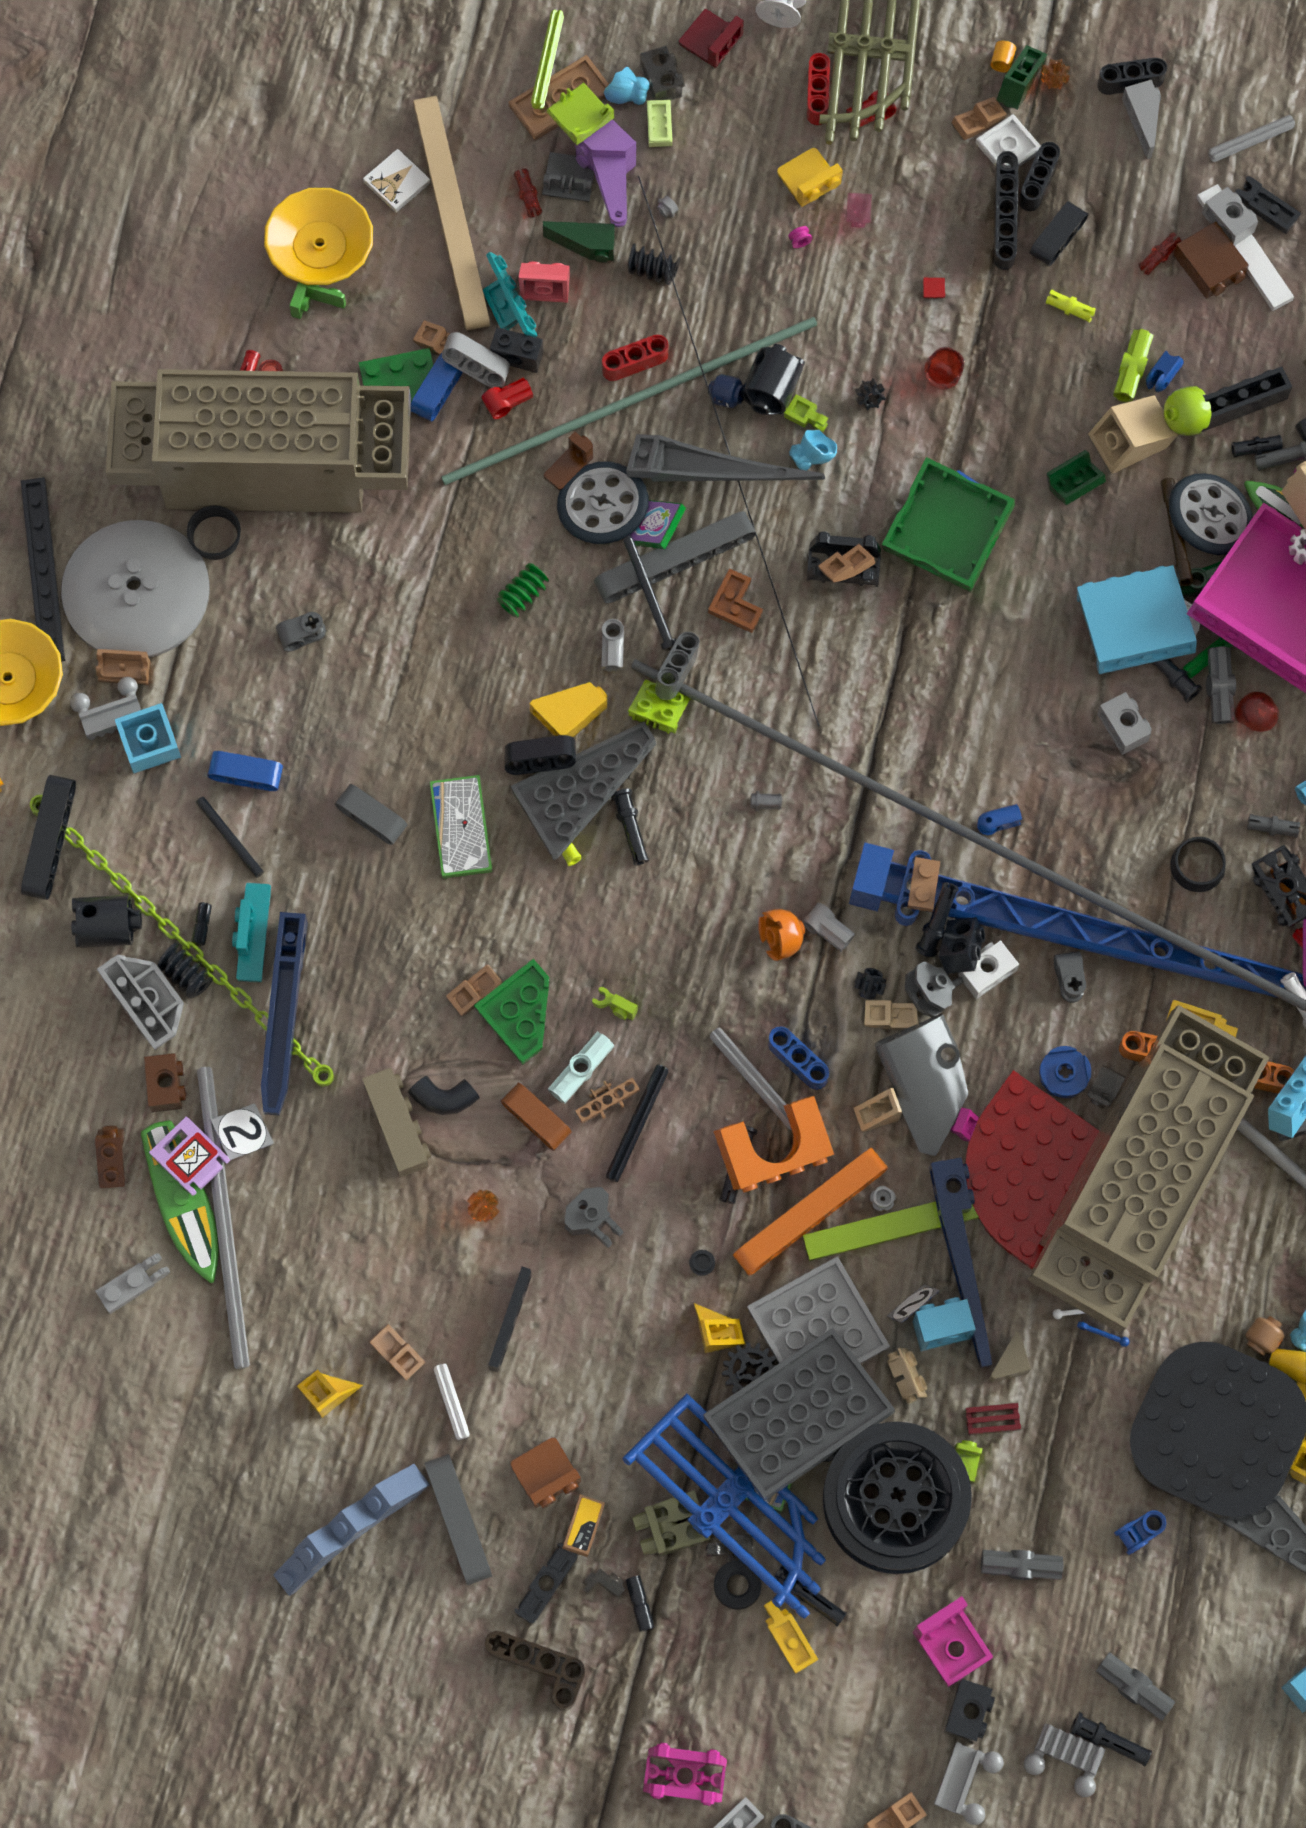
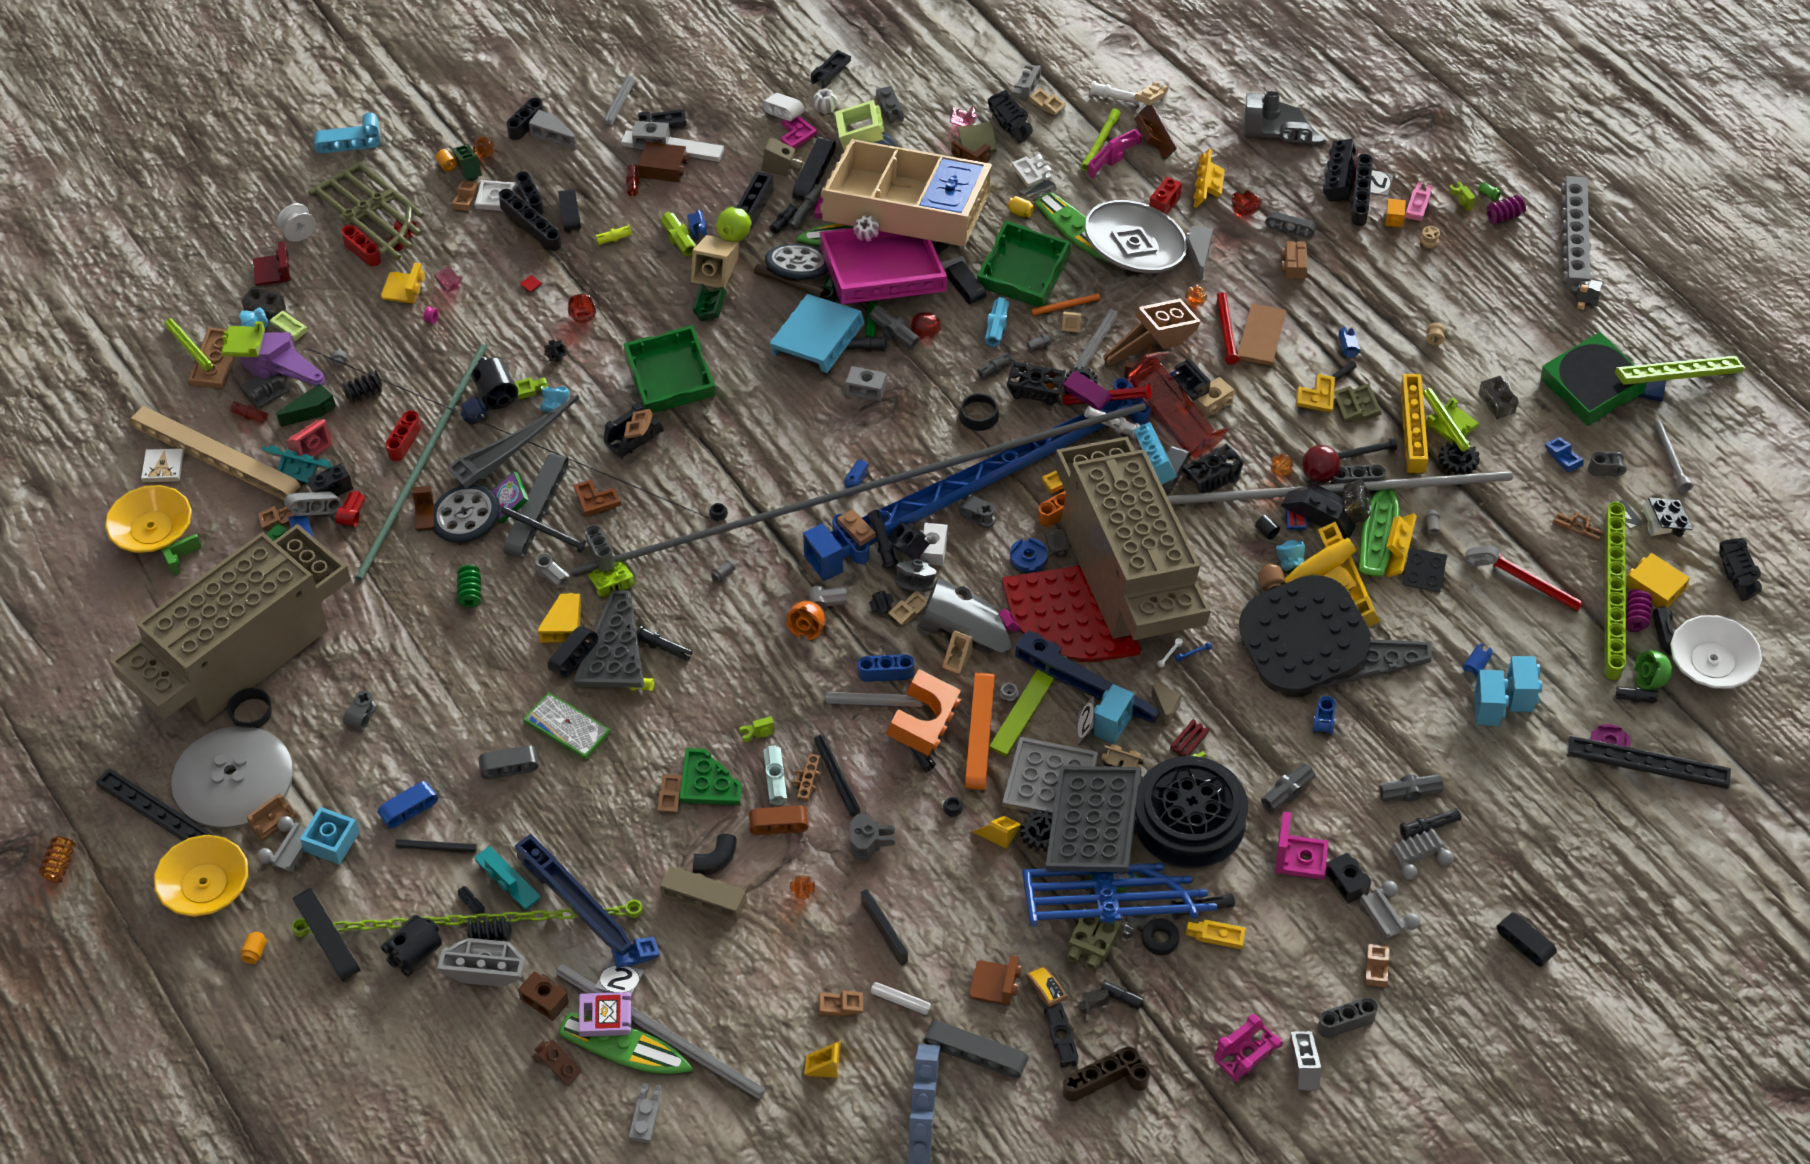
camera: 45 degrees left, 20 degrees down
(289, 1123) = (643, 950): none -> blue slope
(831, 724) = (718, 512): none -> black plate

